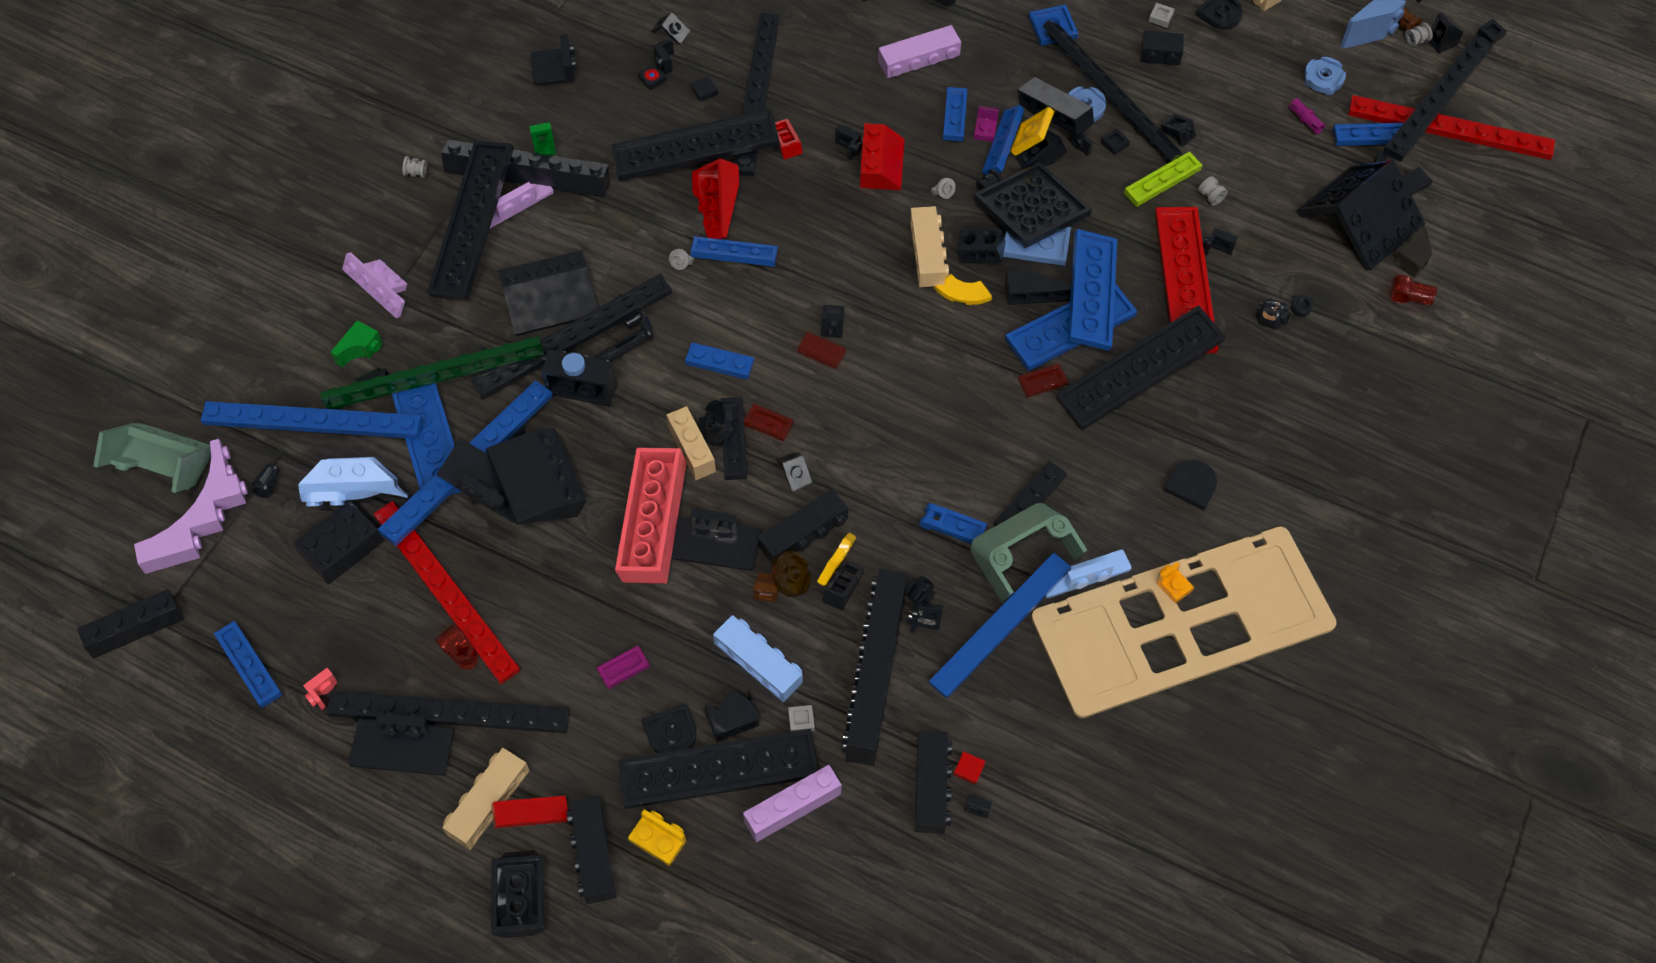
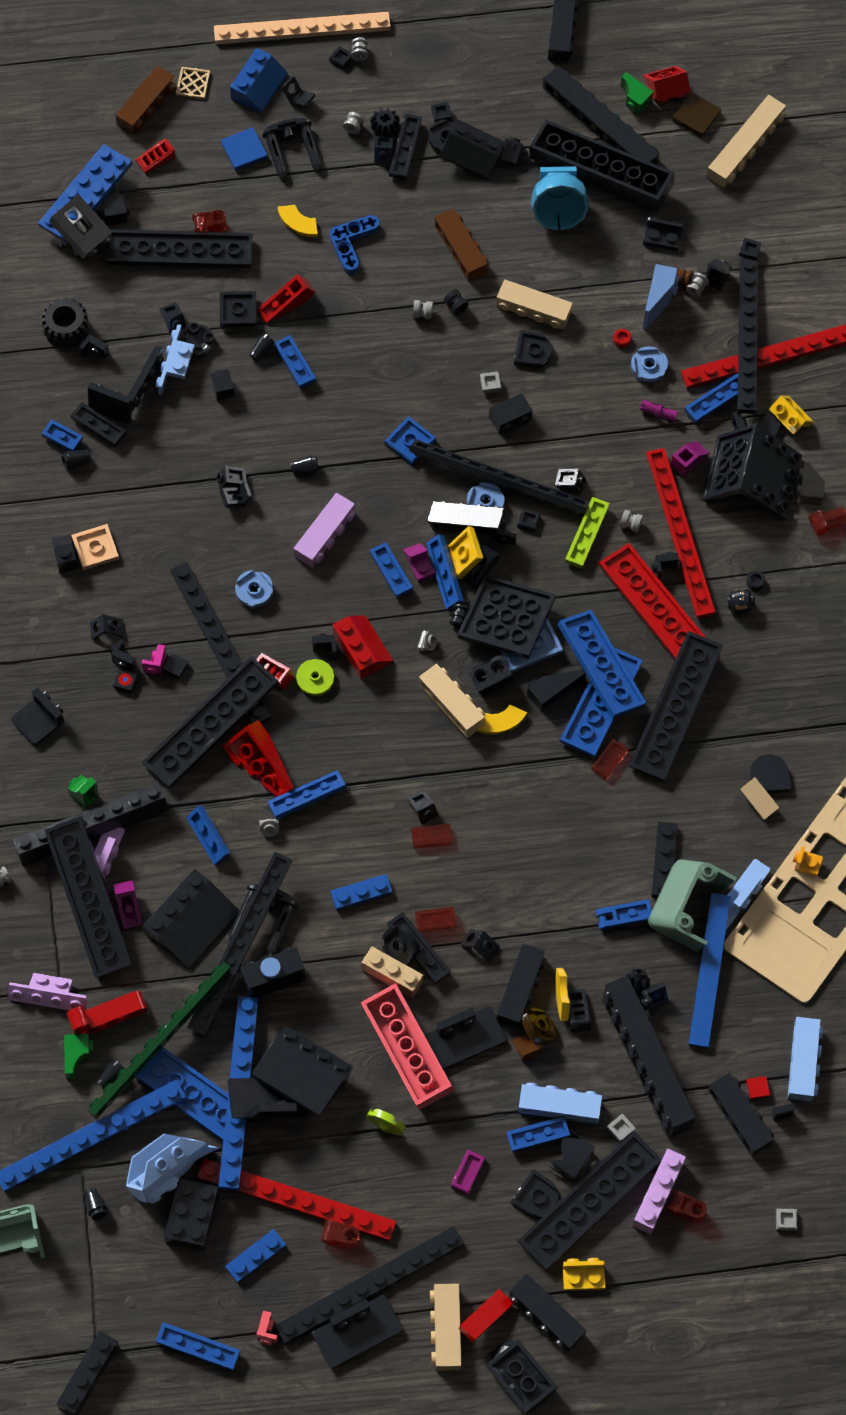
camera: 35 degrees left, 5 degrees up
(181, 540) = (70, 1291): lavender arch -> none
(367, 617) = (255, 1256): none -> blue plate
(408, 327) = (107, 1014): none -> red beam
(504, 248) = (127, 904): none -> magenta slope
(576, 569) = (386, 1122): none -> lime plate
(620, 234) = (208, 835): none -> blue plate
(691, 74) = (157, 661): none -> dark pink bracket
(715, 673) = (538, 1134): none -> blue plate
(807, 835) = (686, 1206): none -> clear red piece
(816, 170) = (311, 685): none -> lime plate
(824, 74) = (254, 579): none -> medium blue plate
(905, 917) = (786, 1219): none -> light grey tile
(1036, 769) = (804, 1059): none -> light blue brick
(1166, 497) = (759, 798): none -> tan tile
(1253, 228) = (680, 533): none -> red plate
(1307, 166) = (688, 457): none -> magenta slope
(1314, 43) = (622, 338): none -> red tile
(1437, 182) = (790, 414): none -> yellow bracket

